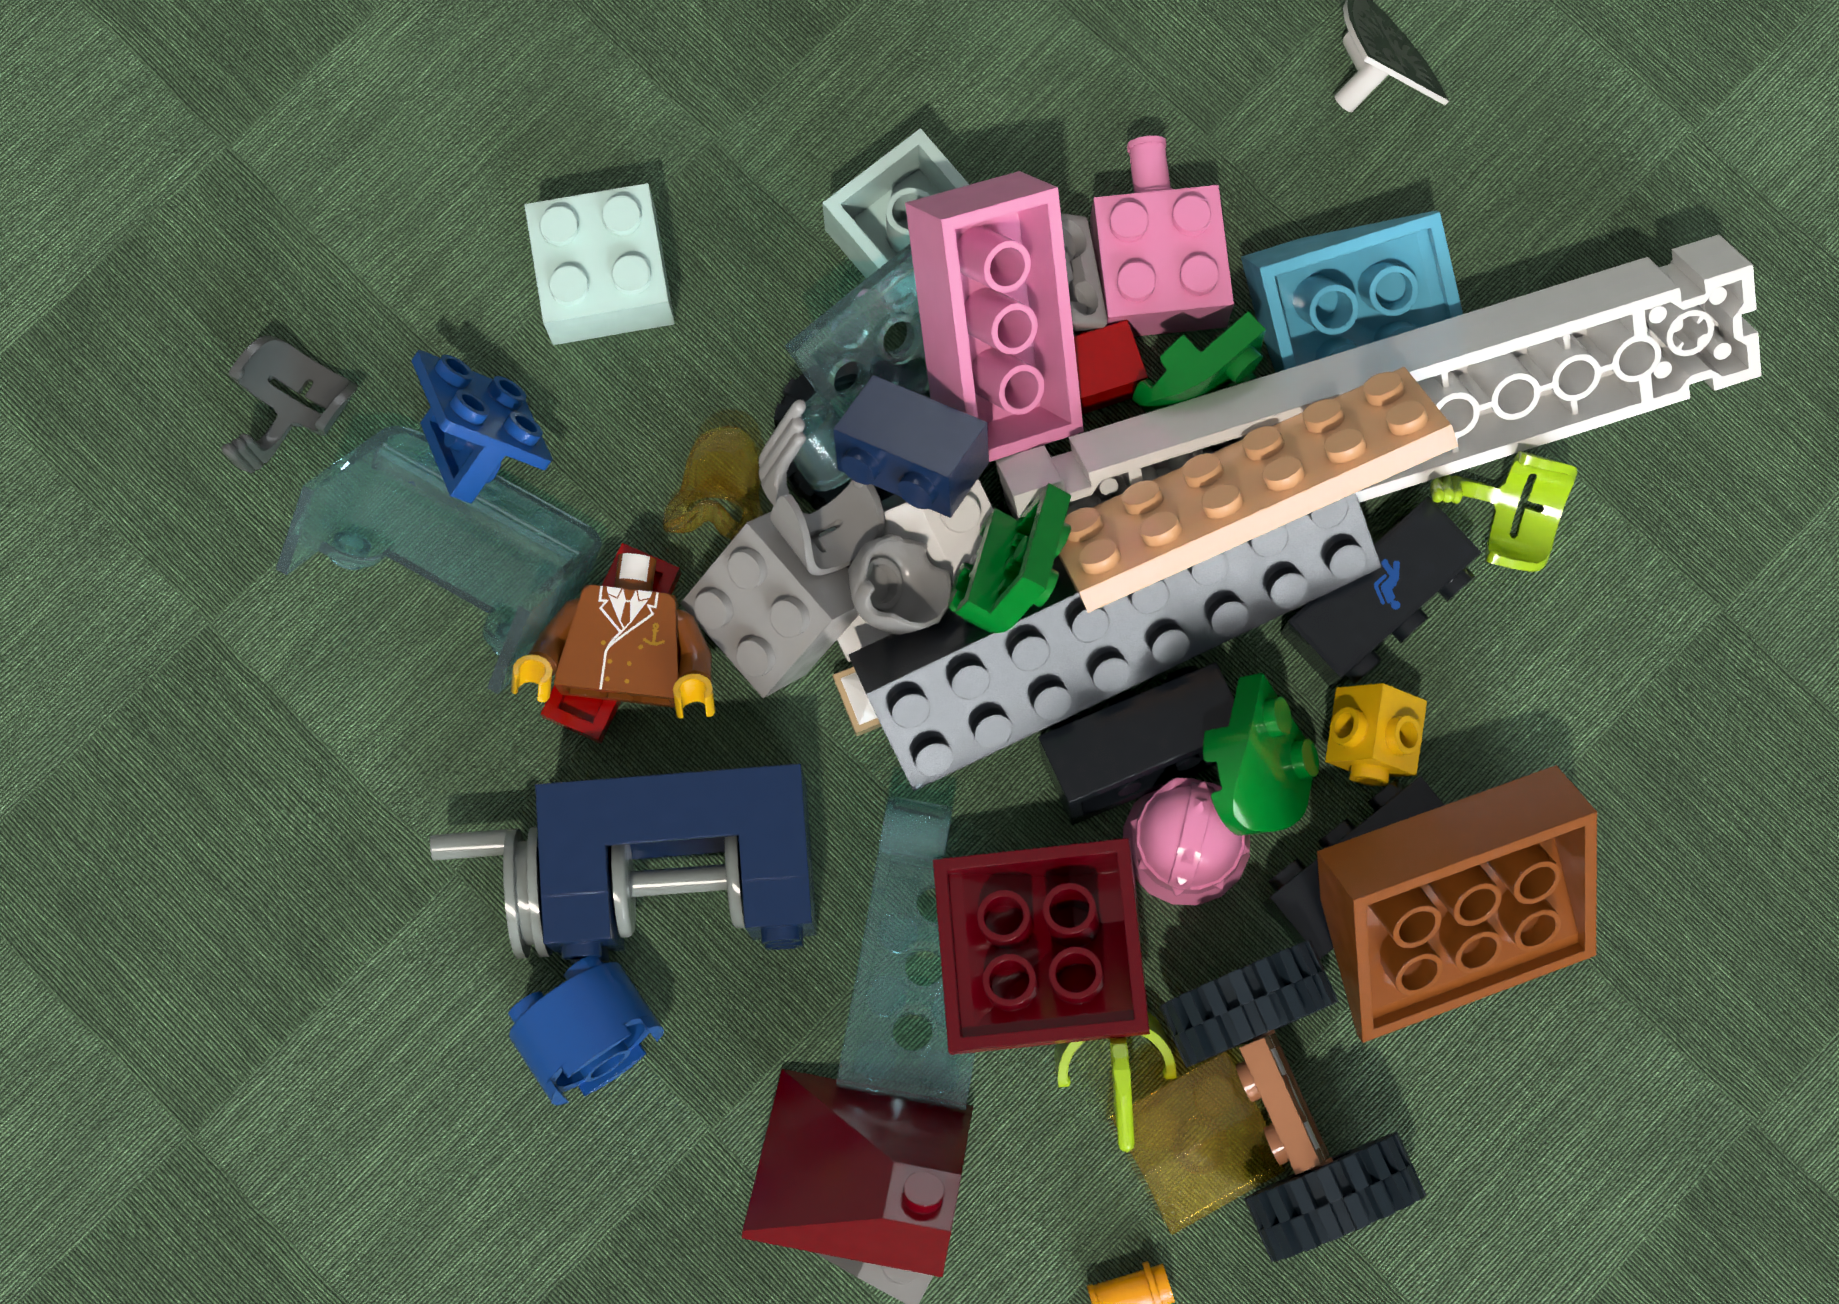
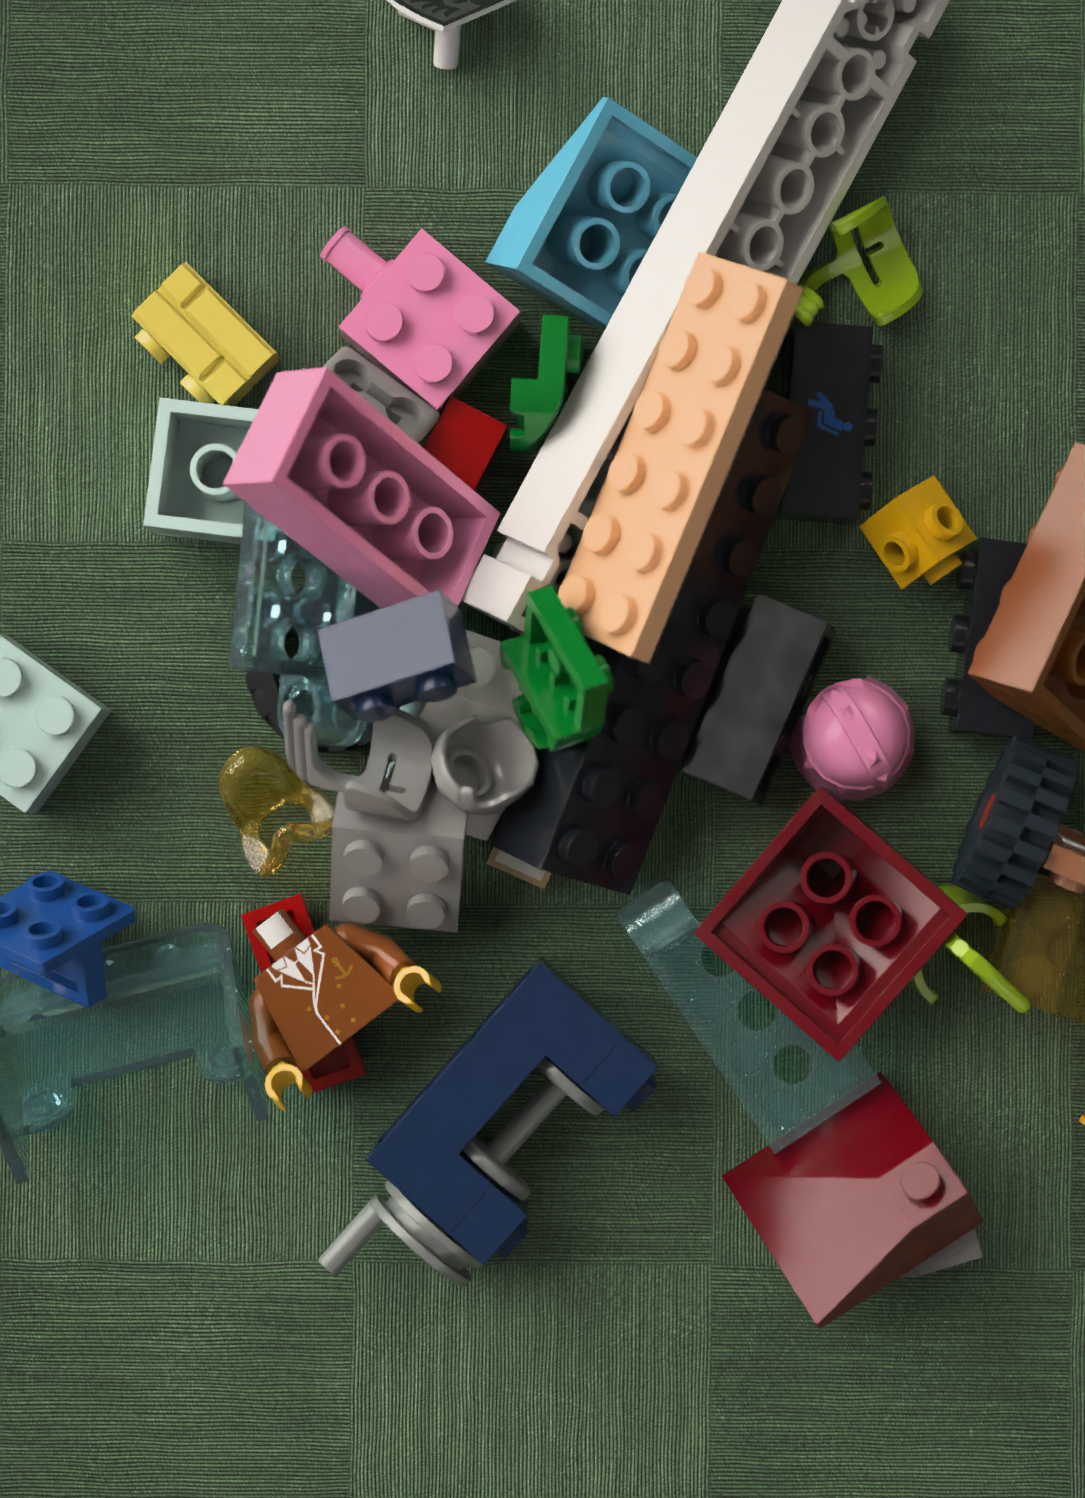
camera: 45 degrees left, 10 degrees up
(583, 1029) = (561, 1289): blue brick -> none
(991, 118) = (204, 338): none -> light yellow brick
(1260, 762) = (860, 638): green slope -> none

